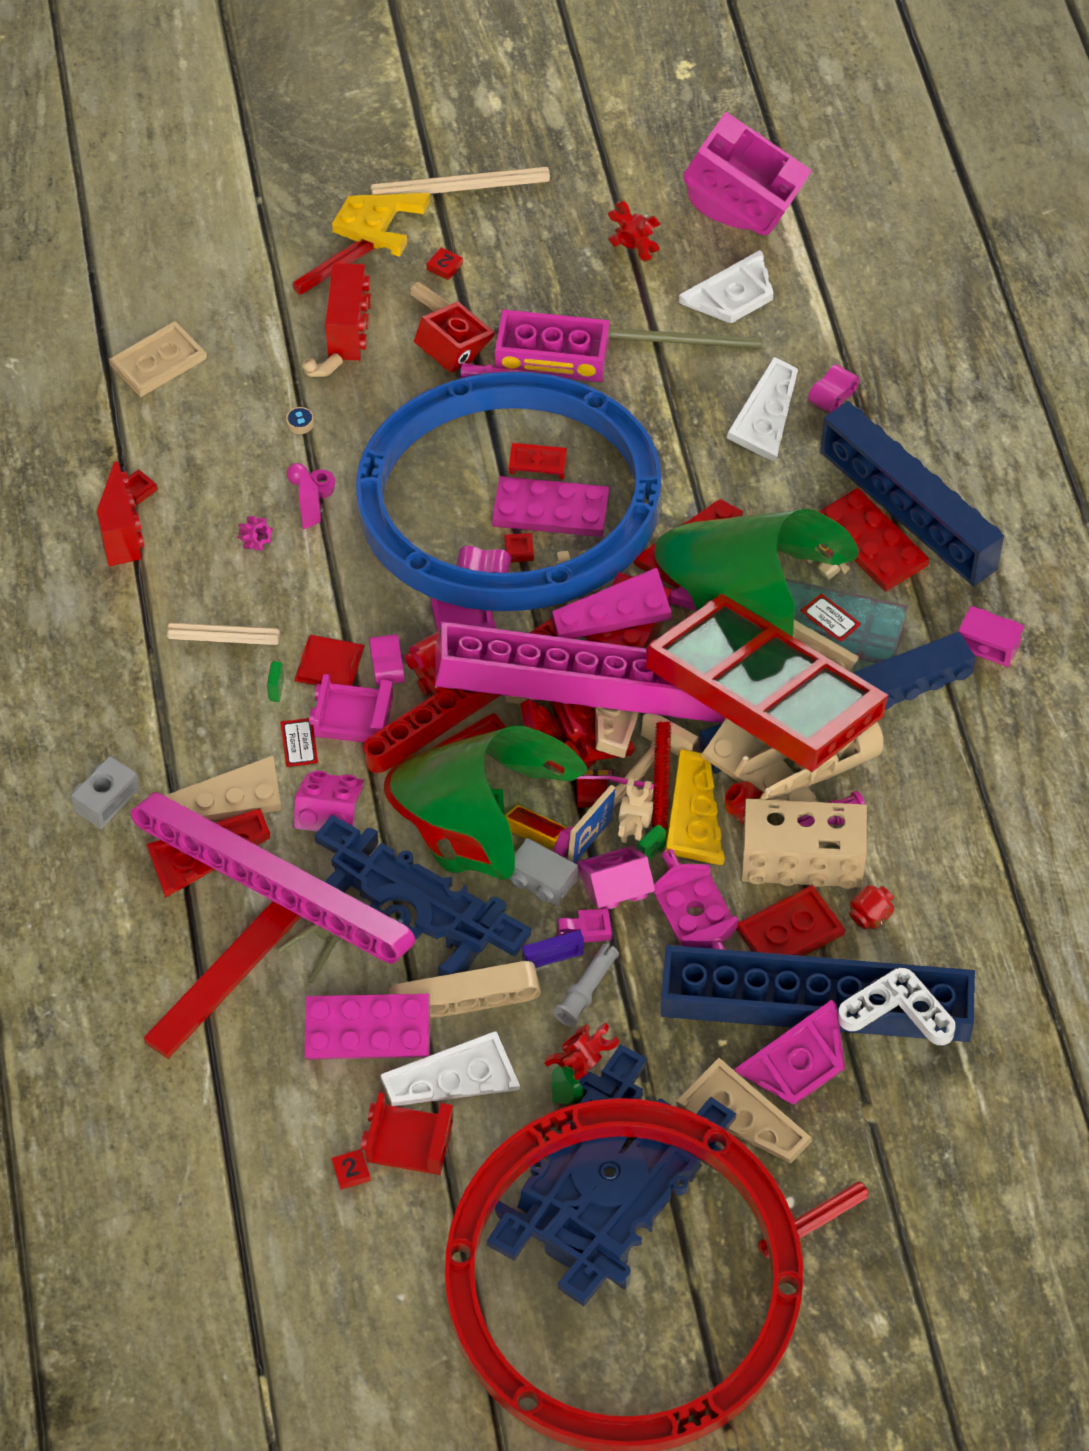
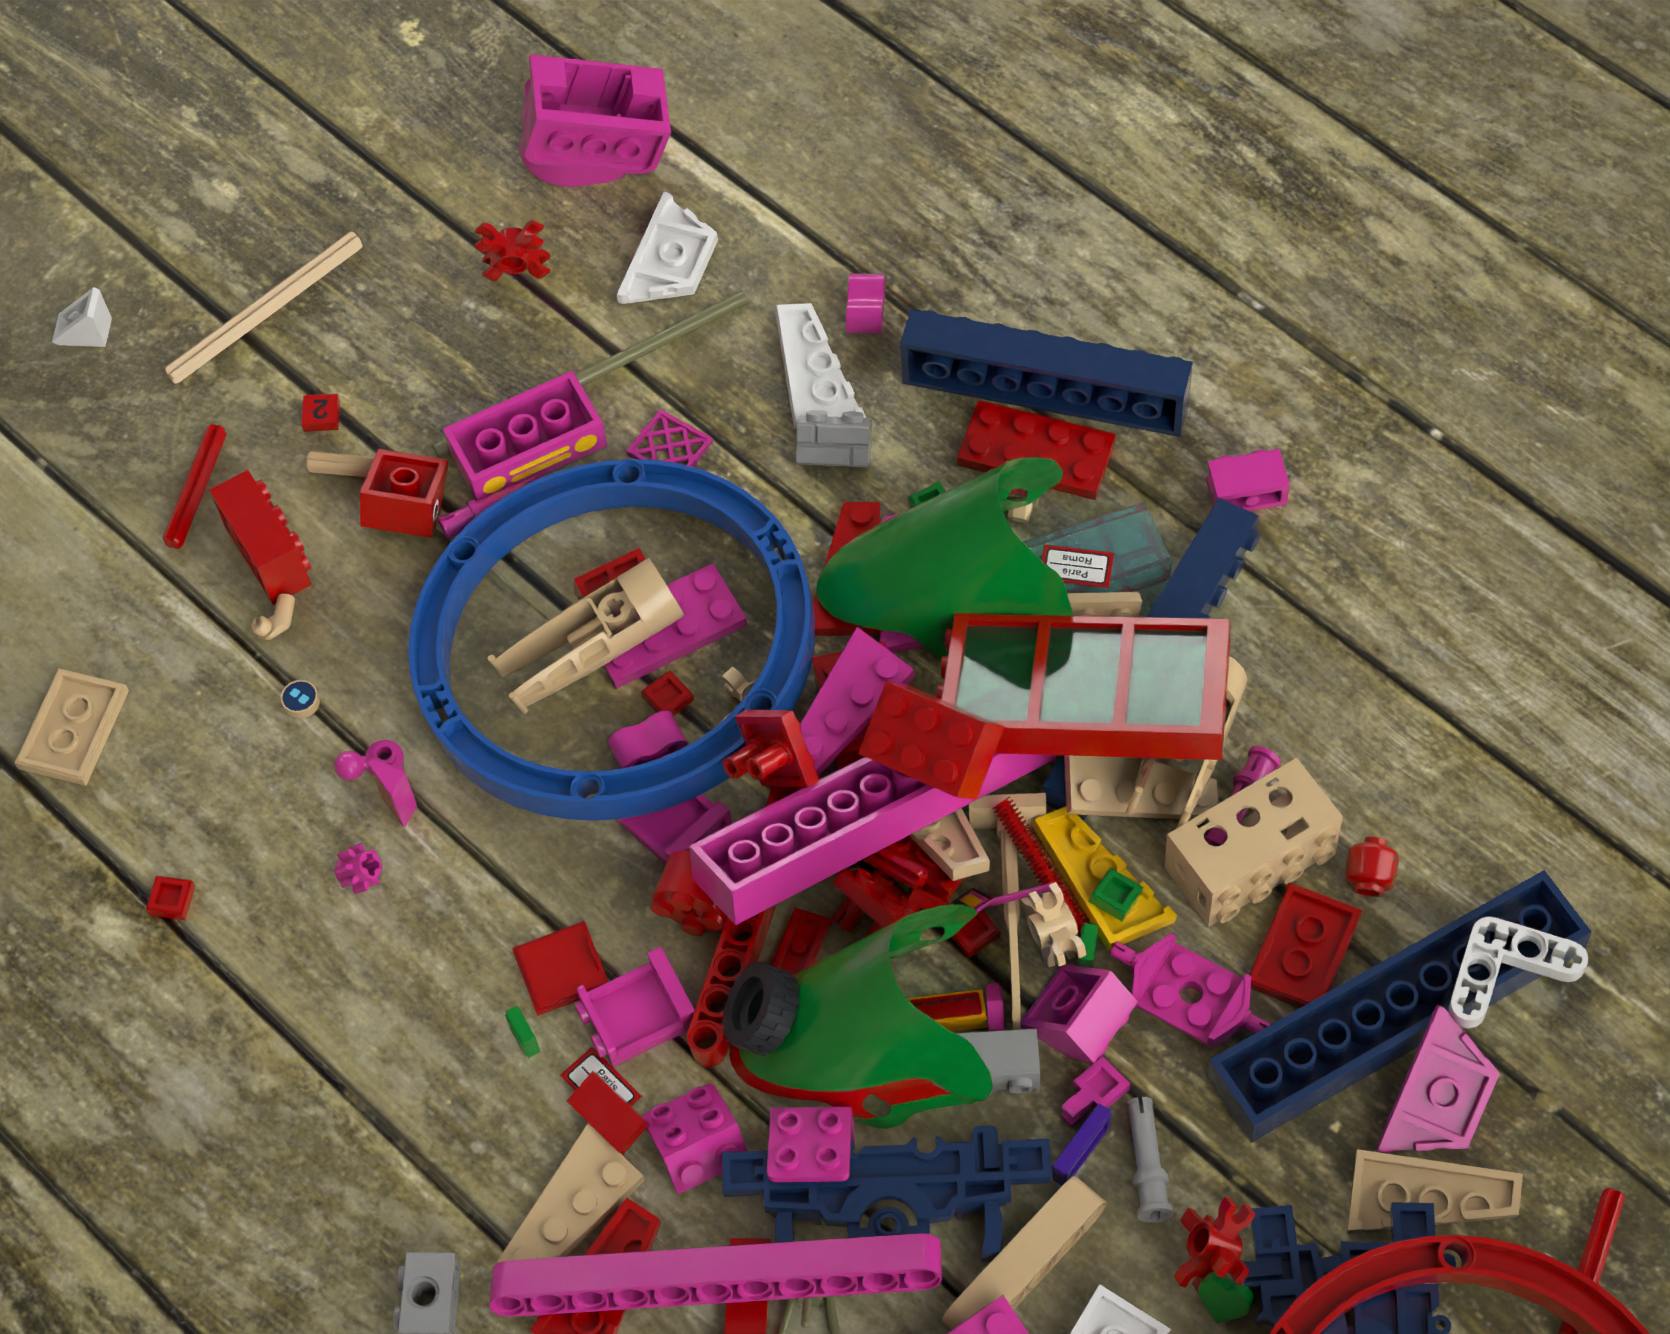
camera: 30 degrees left, 5 degrees up
(117, 520) = (195, 962): red slope -> none
(223, 633) = (413, 1012): tan axle -> none
(288, 756) = (608, 1112): none -> red tile
(346, 132) = (84, 322): none -> white slope
(371, 215) = (191, 408): yellow wing -> none
(386, 659) = (627, 923): dark pink axle -> none
(388, 842) = (810, 1144): none -> dark pink bracket
(416, 746) = (760, 1008): none -> black tyre
(495, 479) = (596, 627): none -> tan piece
(539, 602) = (772, 751): none -> red plate
(634, 389) = (683, 427): none -> dark pink window
(634, 648) = (931, 740): none -> red brick
(693, 822) = (1116, 894): none -> green tile
(736, 798) = (1147, 834): red head -> none
(742, 457) = (834, 439): none -> light grey brick

